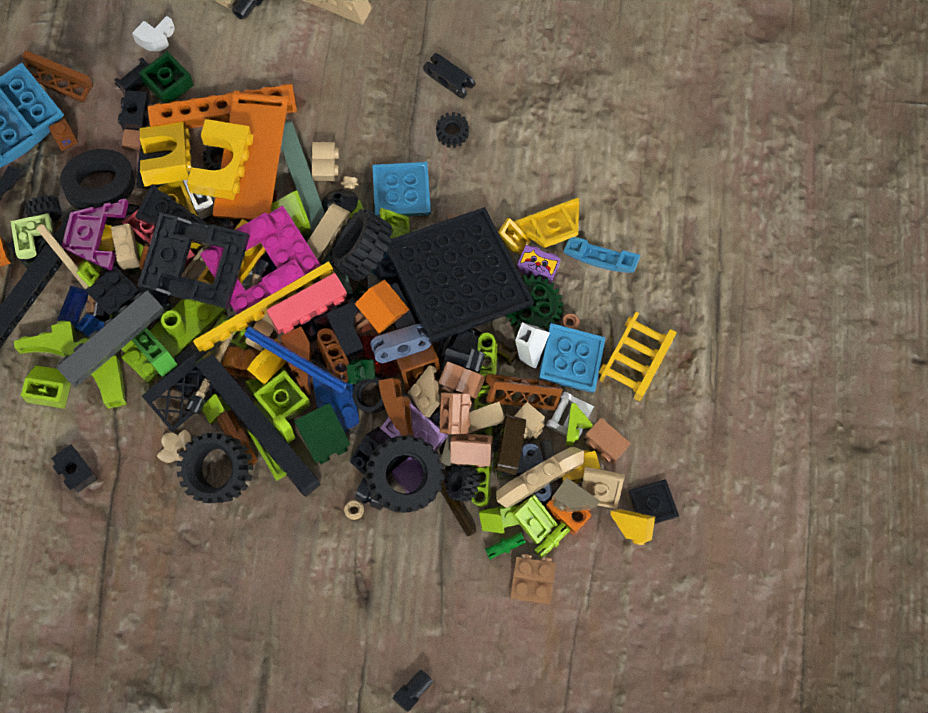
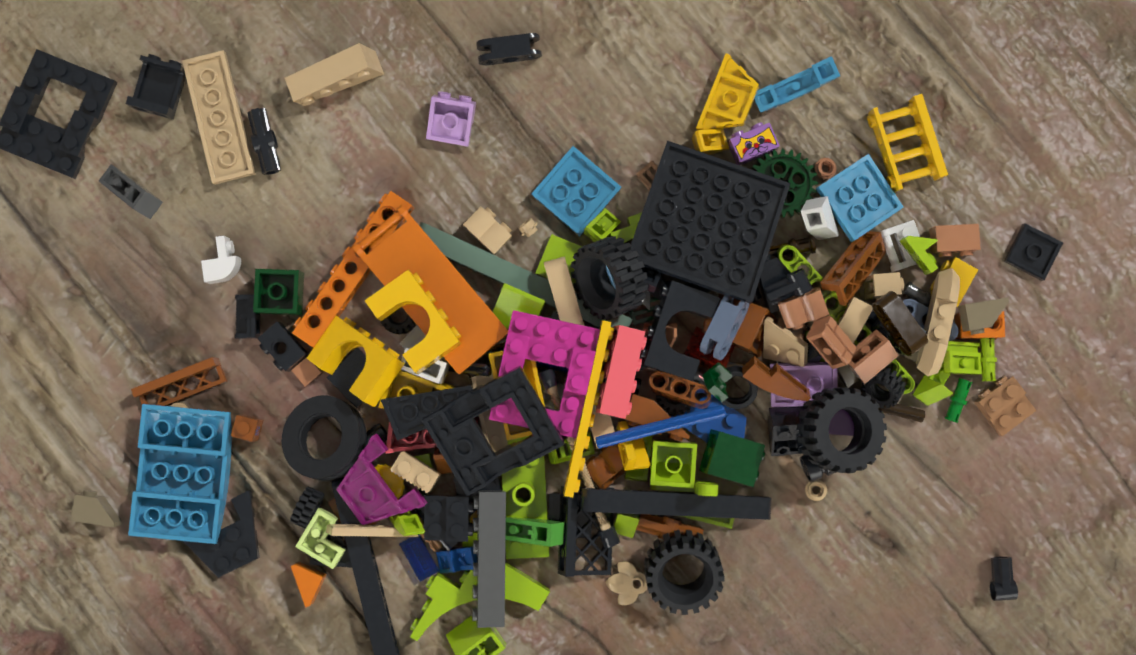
camera: 45 degrees left, 15 degrees up
(342, 197) = (547, 251): black dish -> none
(372, 80) = (450, 119): none -> lavender plate
(381, 306) = (683, 313): orange slope -> none
(448, 139) = (553, 86): black tyre -> none
(603, 485) = (989, 281): tan tile -> none
(634, 525) = (1039, 285): yellow slope -> none

